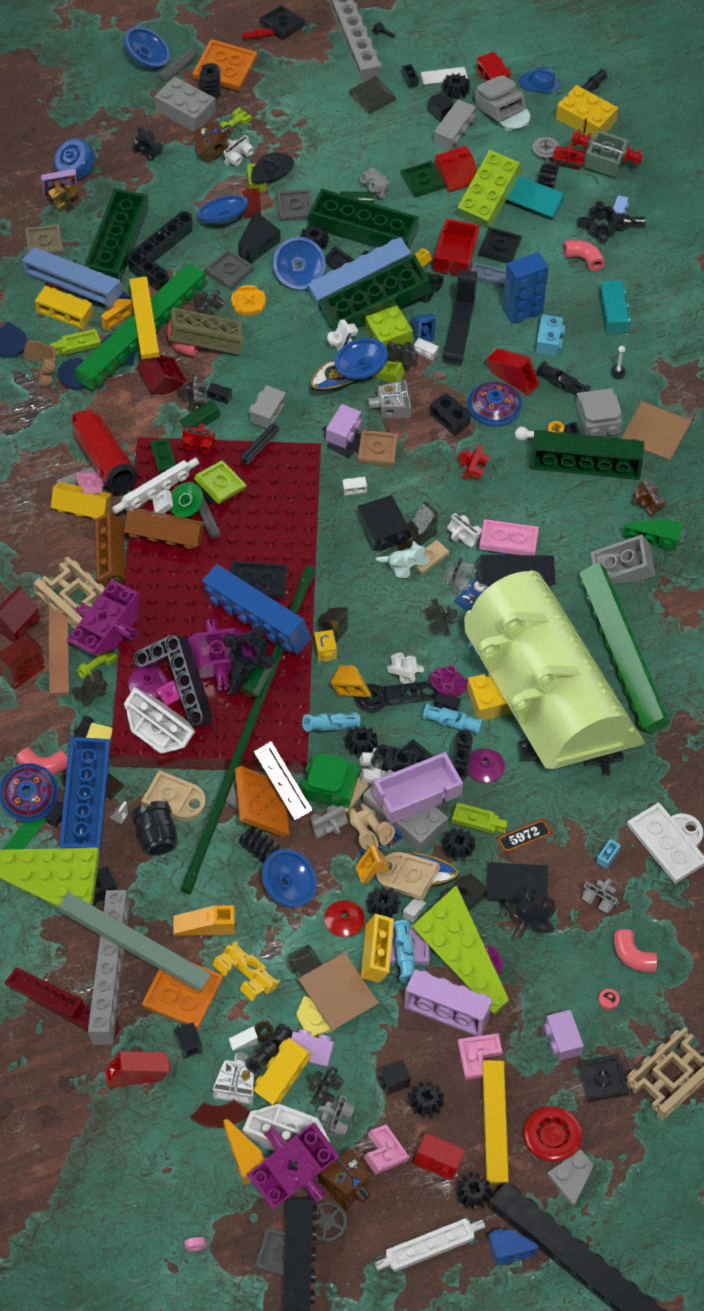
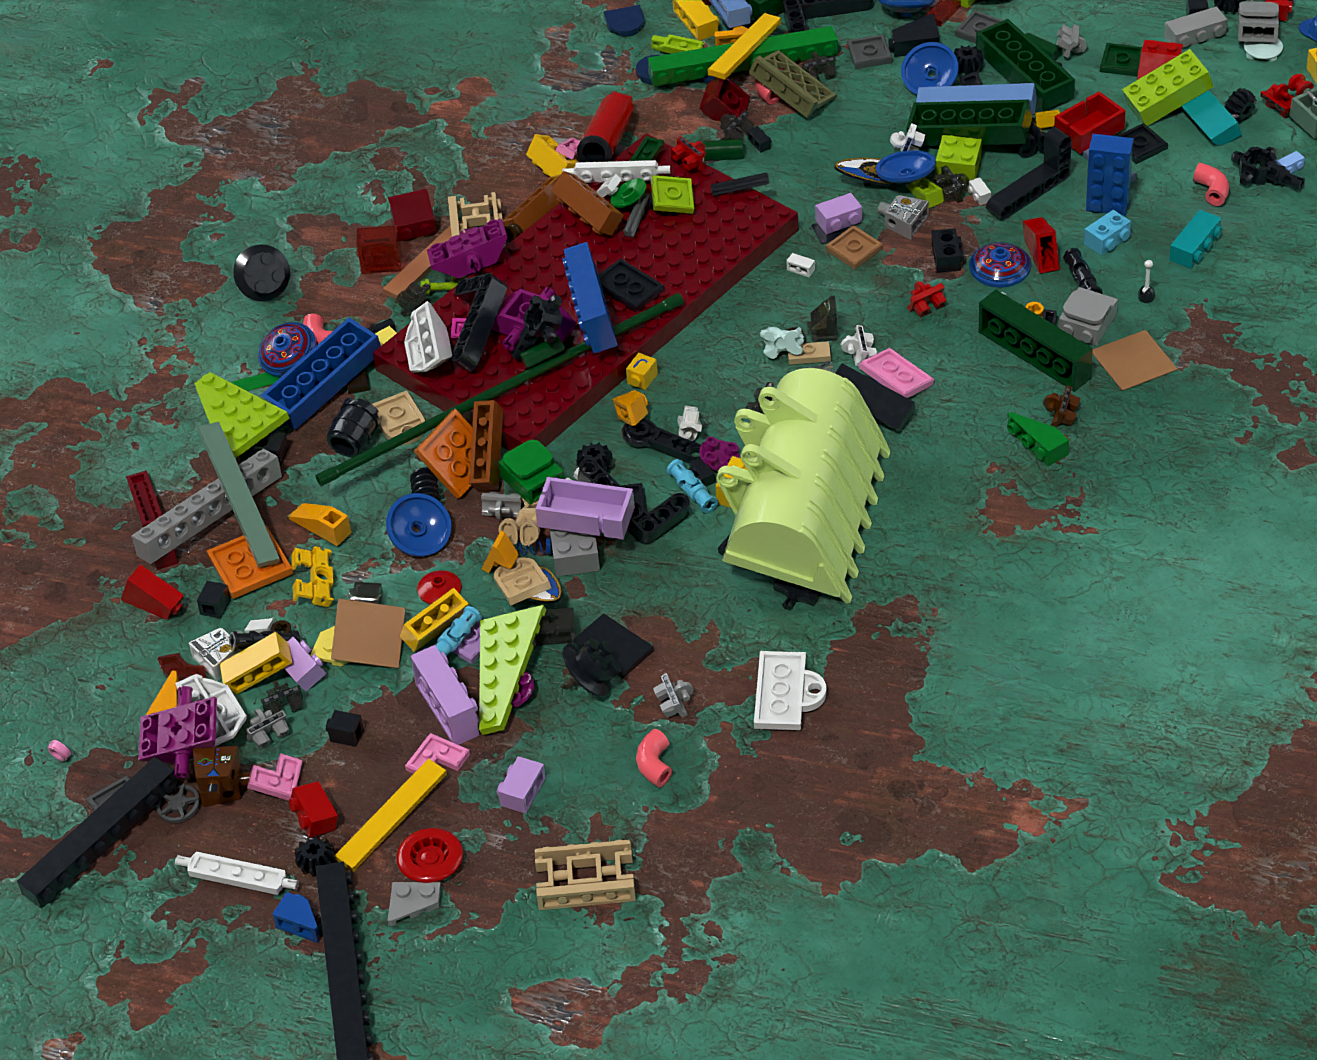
camera: 45 degrees right, 10 degrees down
(37, 350) = (632, 45): medium nougat piece -> none
(120, 813) = (339, 400): white piece -> none
(156, 677) = (451, 310): magenta dish -> none
(248, 300) = (861, 82): light orange tile -> none
(267, 407) = (786, 166): light grey brick -> none
(330, 721) = (585, 430): medium azure piece -> none
(336, 620) = (666, 358): clear smoke slope -> none
(376, 900) = (479, 591): black gear -> none
(383, 523) = (790, 302): black brick -> none
(413, 909) = (497, 610): white piece -> none
(418, 1099) = (352, 761): black gear -> none
(424, 327) = (992, 170): blue slope -> none
(451, 841) = (592, 584): black gear -> none
(478, 819) = (630, 575): lime hinge -> none
(486, 772) = (685, 540): magenta dish -> none
(524, 835) = (661, 613): sticker -> none
(539, 144) = (1263, 82): light grey gear -> none
(603, 1078) = (520, 839): black tile -> none
(608, 854) = (716, 668): medium azure piece -> none
(608, 999) = (594, 783): coral tile -> none
(624, 648) = (905, 513): brick -> none
(627, 560) = (984, 446): light grey slope -> none

